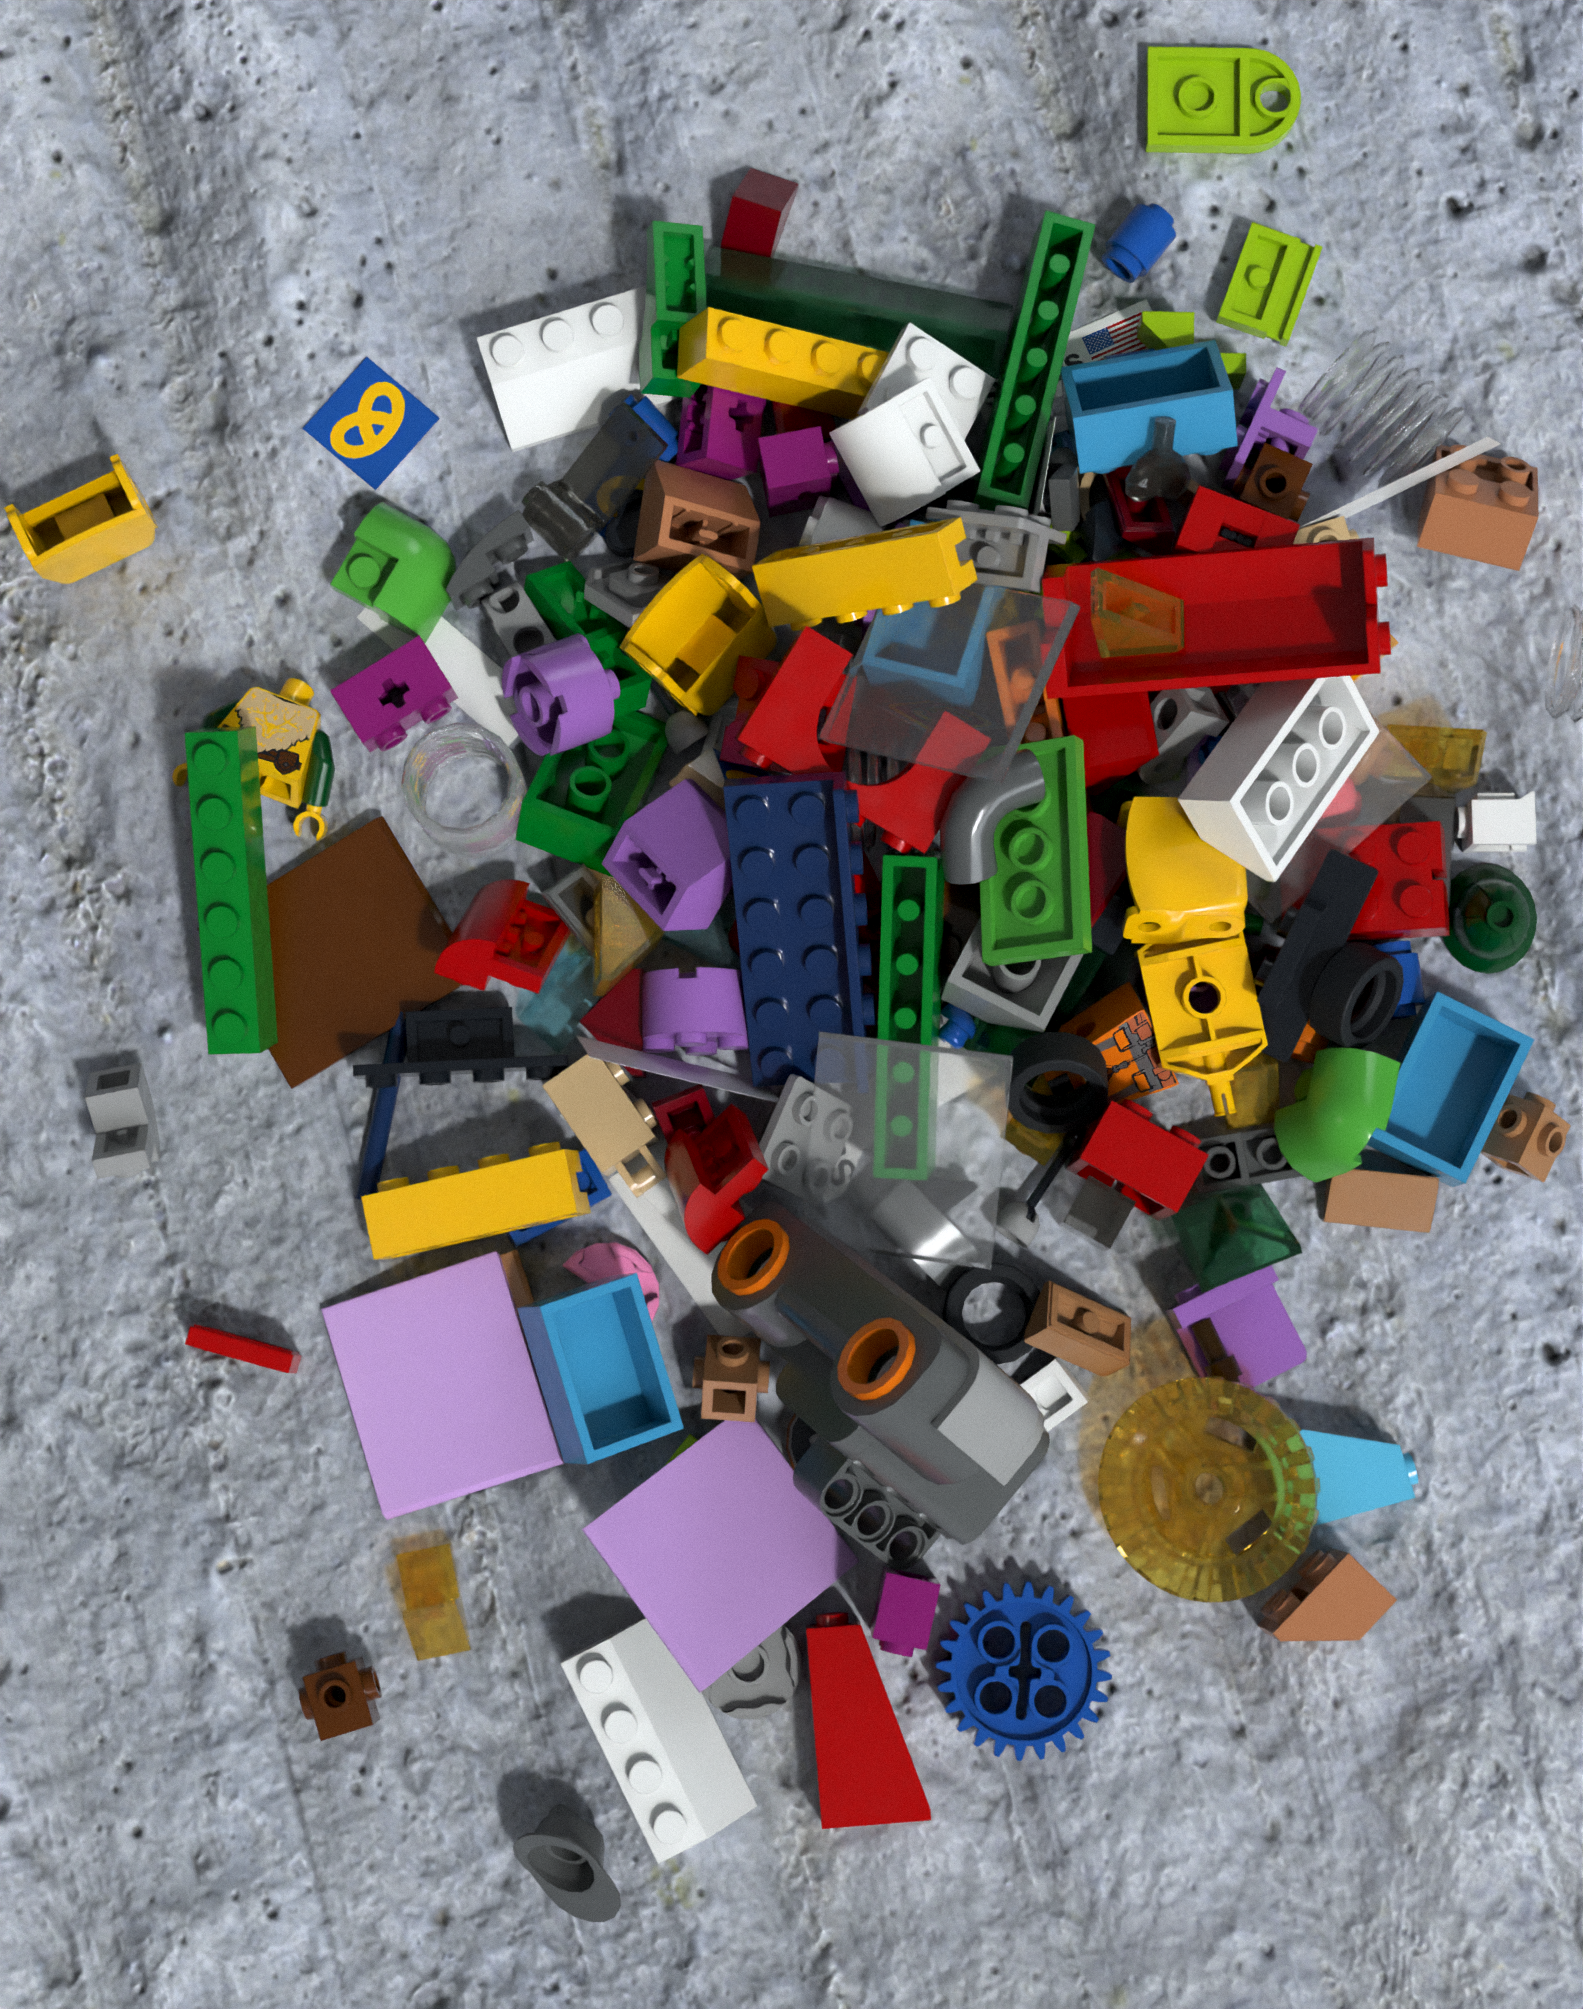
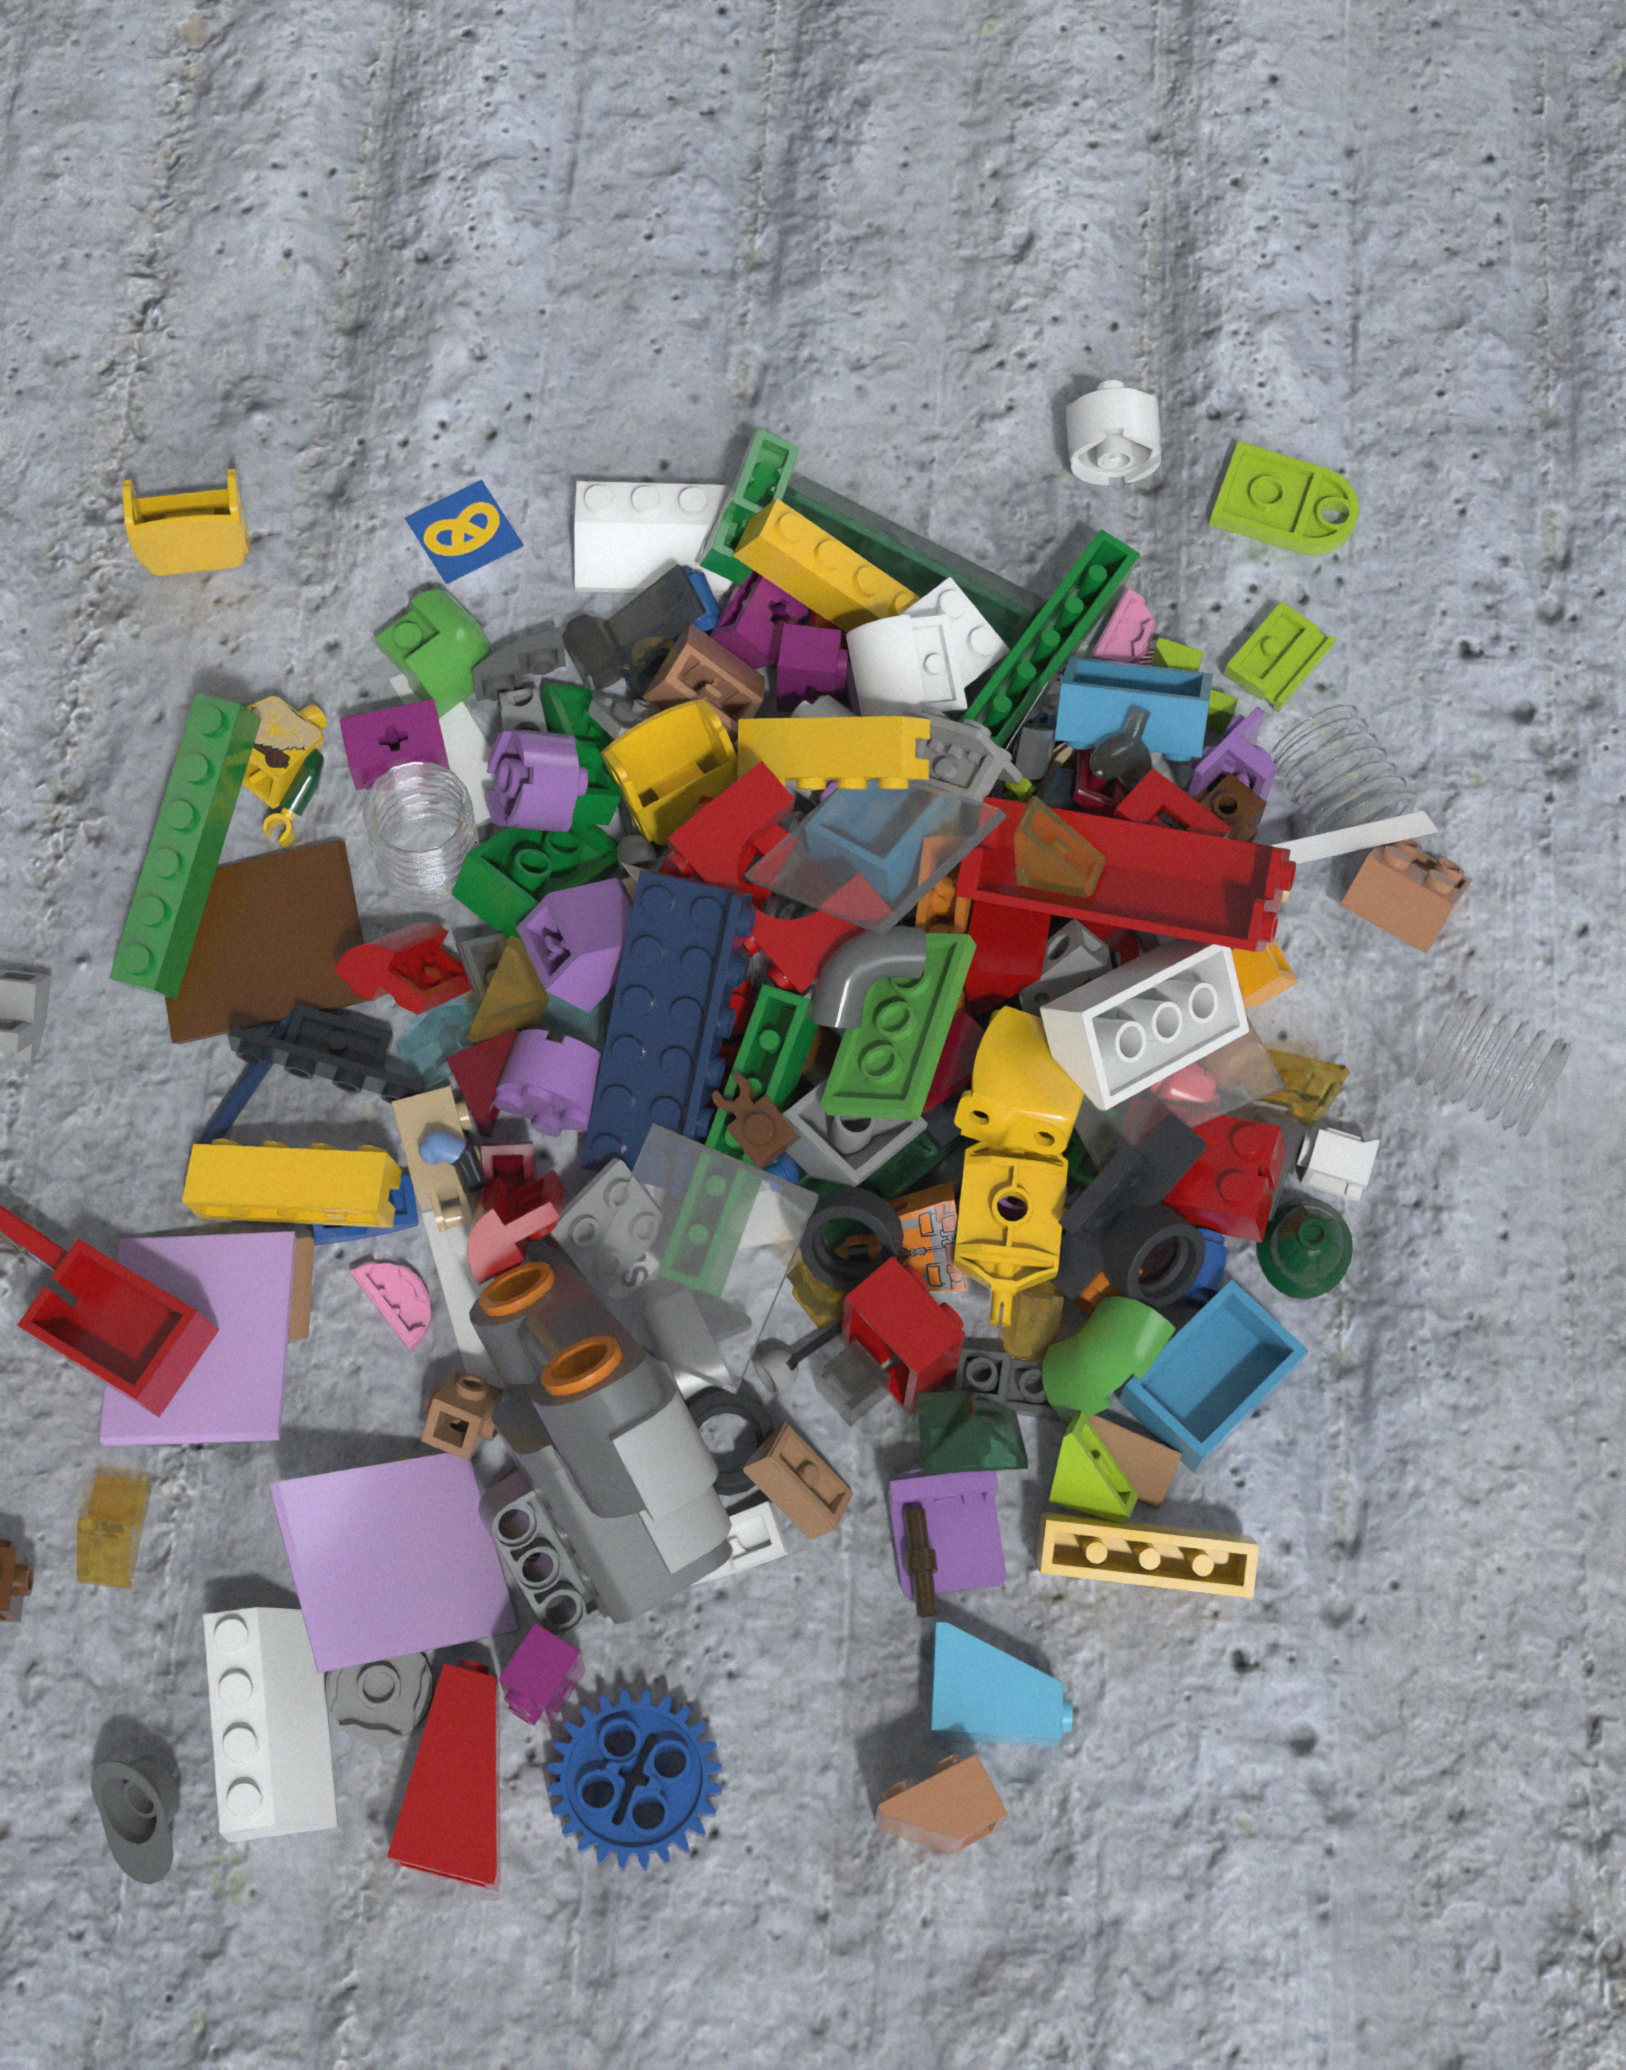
camera: 15 degrees right, 15 degrees down
(364, 1410) = (119, 1328): none -> red piece
(600, 1368) = (345, 1360): dark azure piece -> none
(629, 1121) = (456, 1152): none -> arm
(675, 1069) = (514, 1122): white sticker -> none
(758, 213) = (856, 467): dark red slope -> none
(930, 1004) = (759, 1126): none -> reddish brown plate
(1020, 88) = (1113, 434): none -> white brick
(1102, 311) = (1127, 632): none -> bright pink tile
(1139, 242) = (1177, 587): blue brick -> none
(1190, 1548) = (849, 1598): clear yellow gear -> none
(1359, 1231) = (1089, 1475): none -> lime slope
(1437, 1290) = (1147, 1554): none -> yellow brick
(1526, 1136) = (1274, 1443): medium nougat brick -> none

